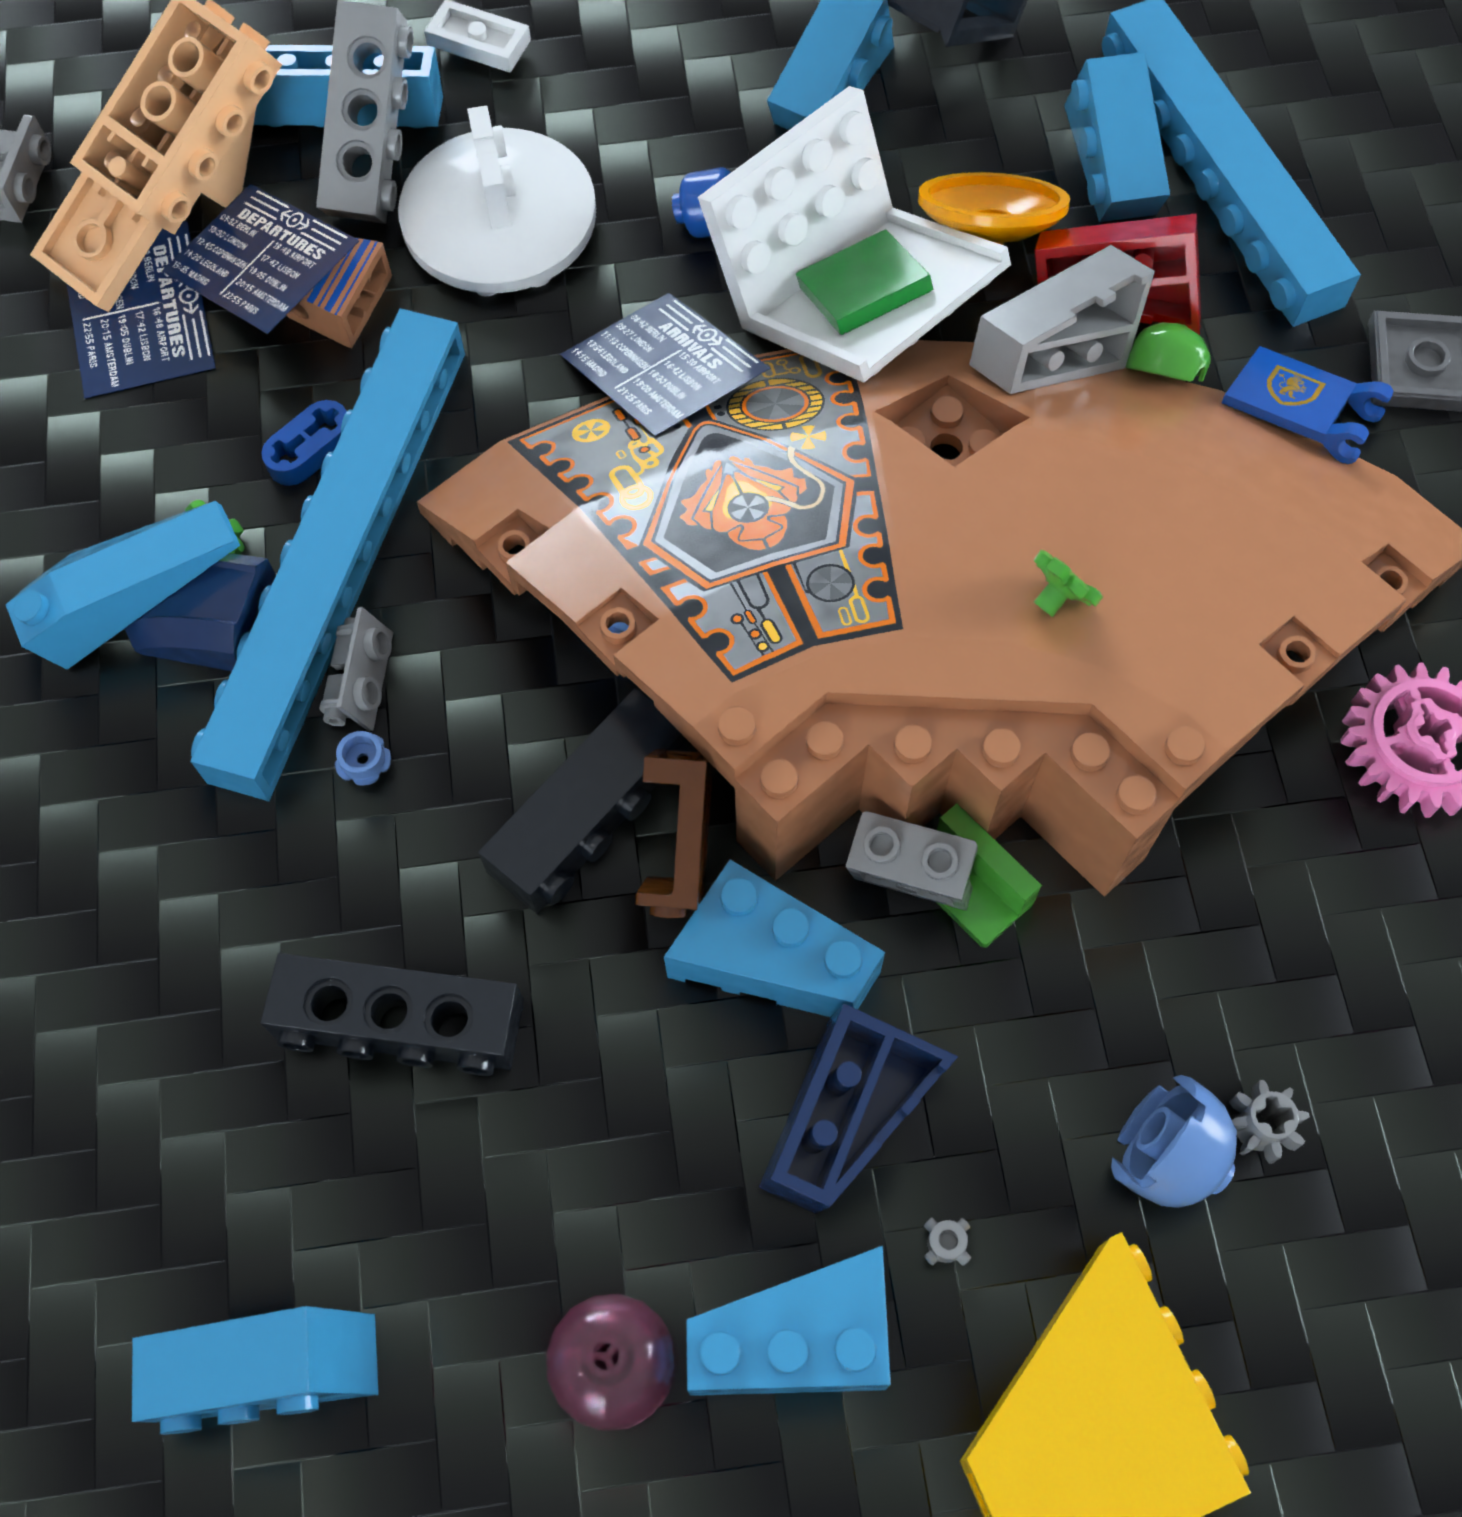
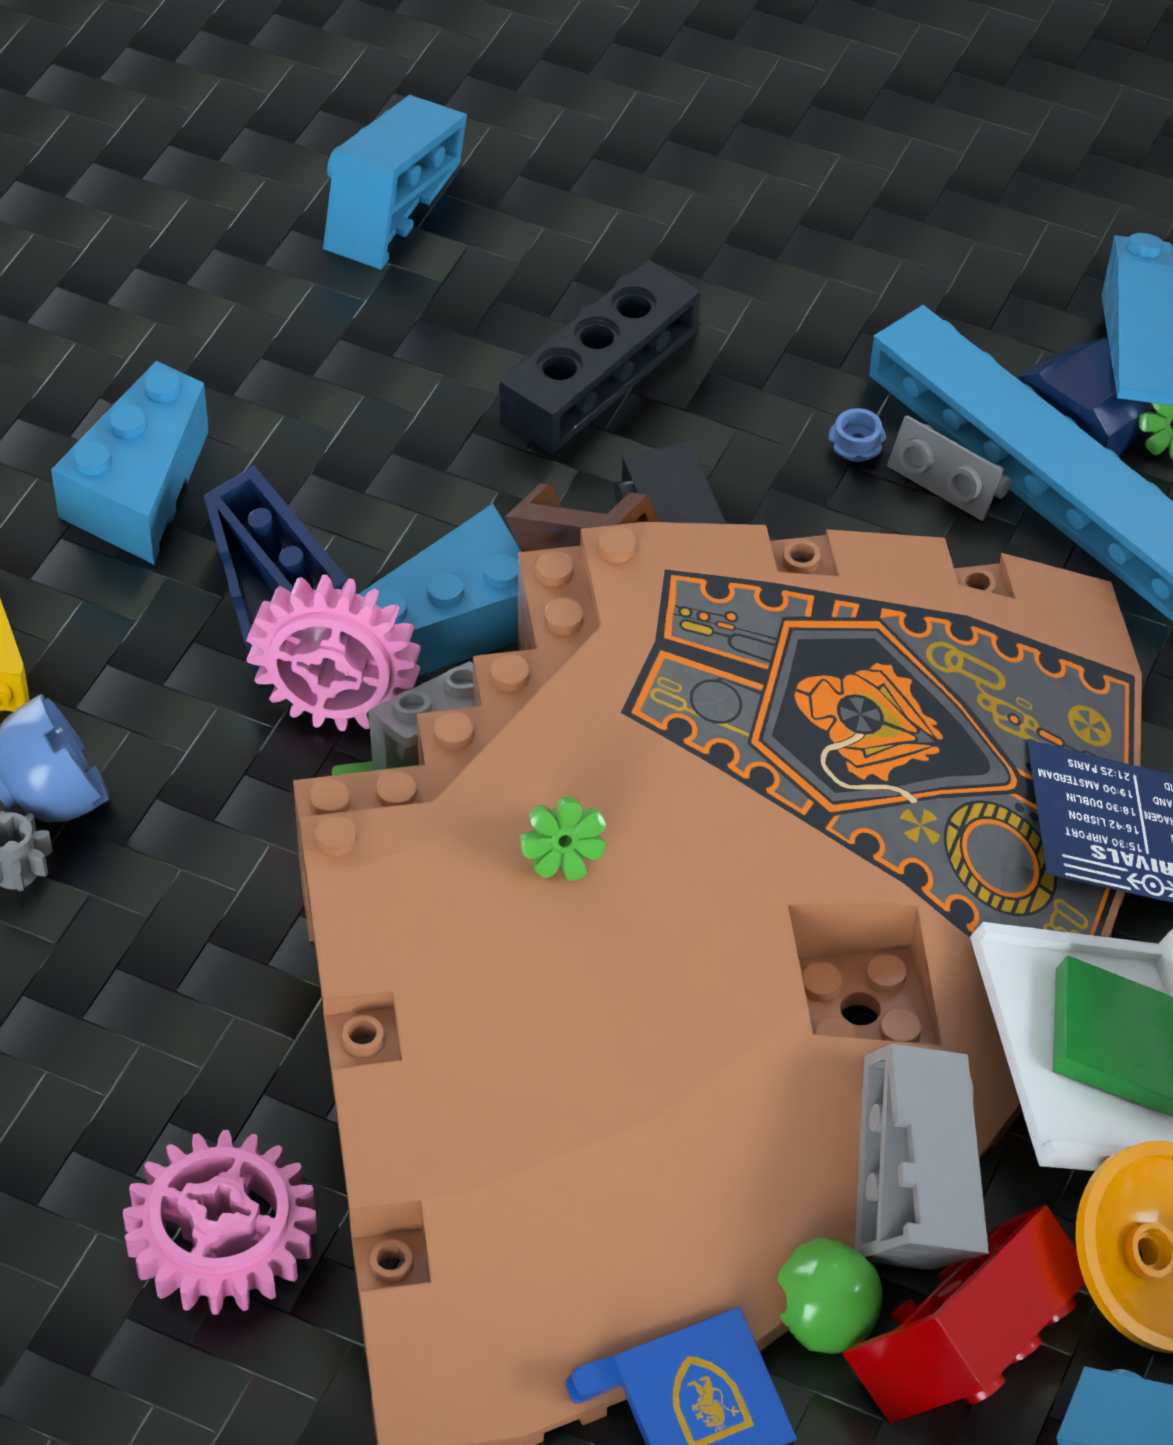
camera: 120 degrees right, 15 degrees down
(626, 1391) = (231, 356): clear pink cylinder -> none
(924, 967) = (332, 651): none -> bright pink gear
(947, 1241) = (122, 603): light grey piece -> none

